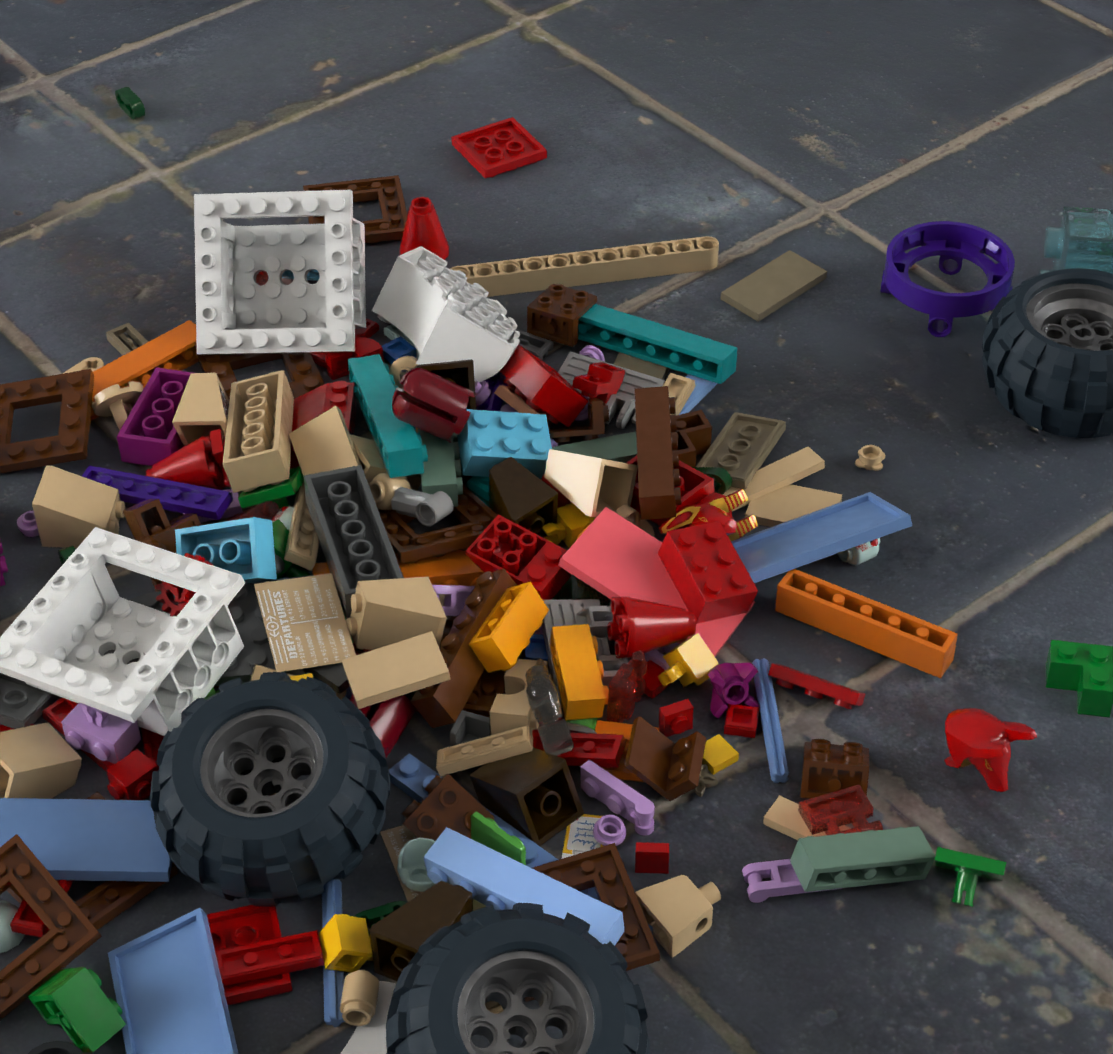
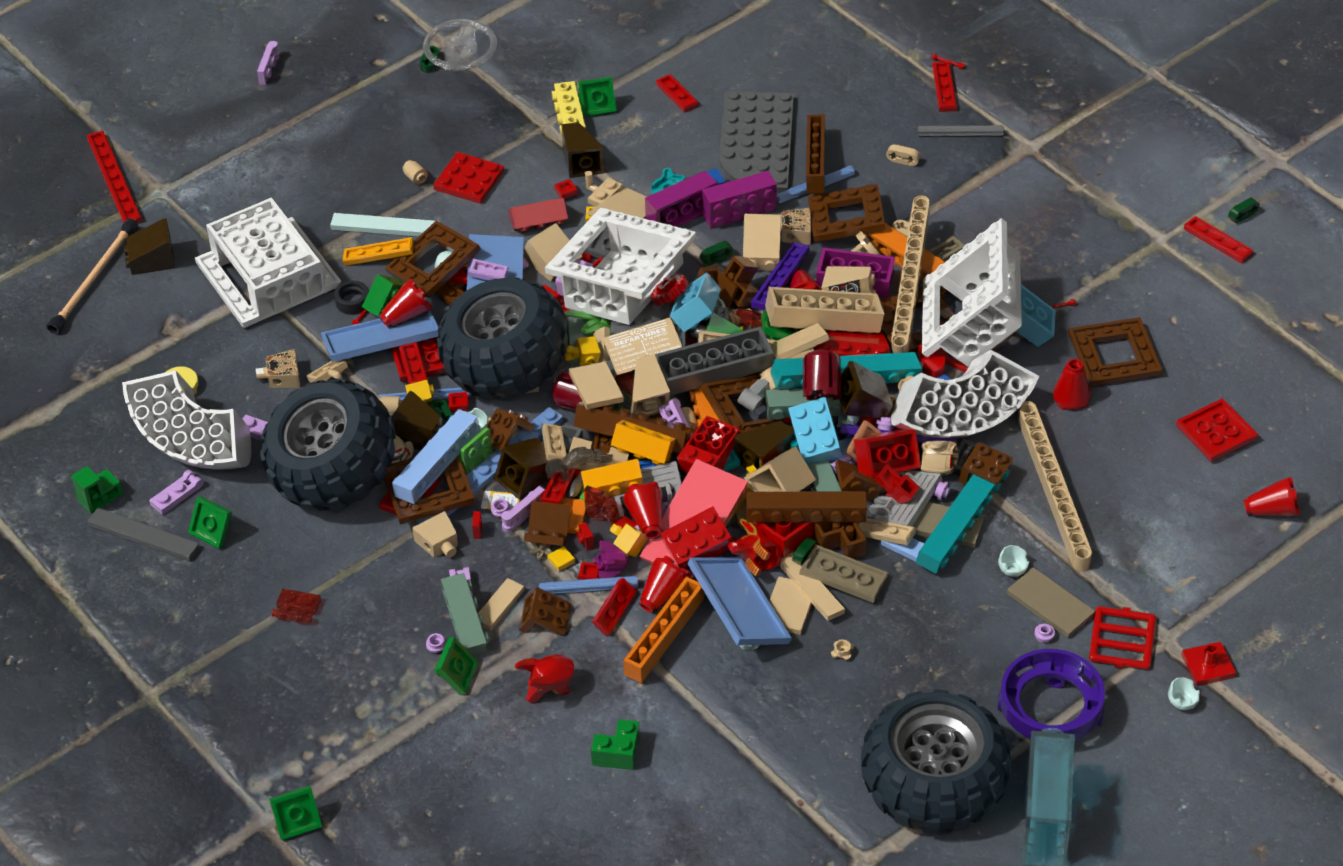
camera: 90 degrees right, 5 degrees up
(29, 474) = (796, 226): none -> tan torso
(71, 834) = (487, 270): none -> lavender plate
(122, 964) = (405, 305): none -> red cone
(170, 128) = (1218, 239): none -> red tile
(193, 352) = (910, 275): none -> tan beam
(358, 895) = (458, 401): none -> red plate
(545, 343) = (939, 457): none -> tan piece
(620, 107) = (1274, 500): none -> red cone
(717, 306) = (1013, 561): none -> light aqua hair
(776, 625) = (661, 583): none -> red cone
(825, 291) = (1044, 633): none -> lavender plate
(833, 254) = (1097, 642): none -> red bar
(839, 809) = (504, 607): clear red plate -> none
(857, 178) = (1208, 663): none -> red tile
(910, 902) = (435, 639): none -> lavender plate
(913, 194) = (1183, 694): none -> light aqua hair

